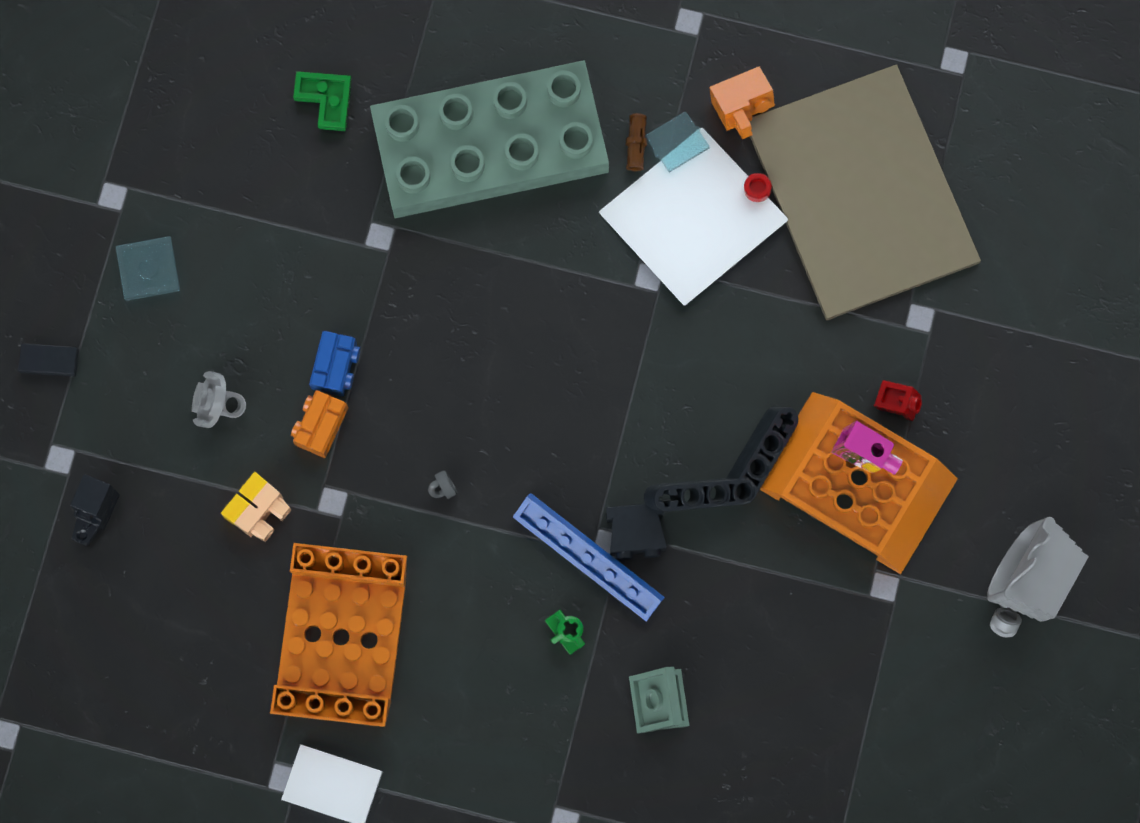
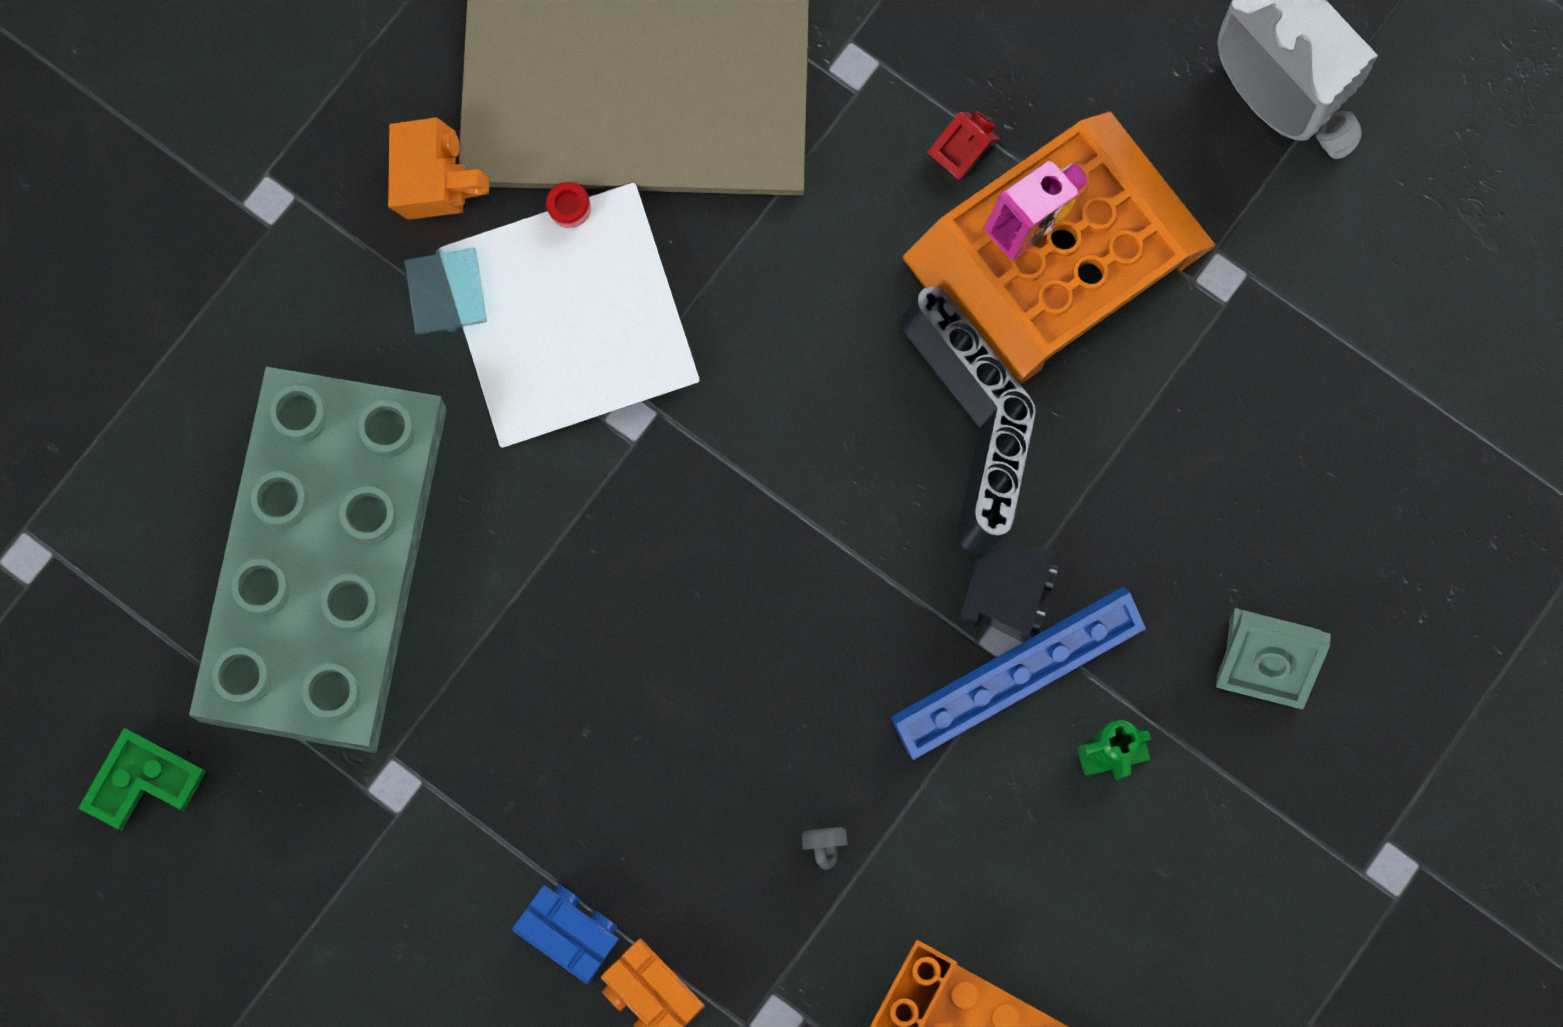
camera: 70 degrees left, 0 degrees up
(636, 142) = (420, 348): reddish brown pin -> none

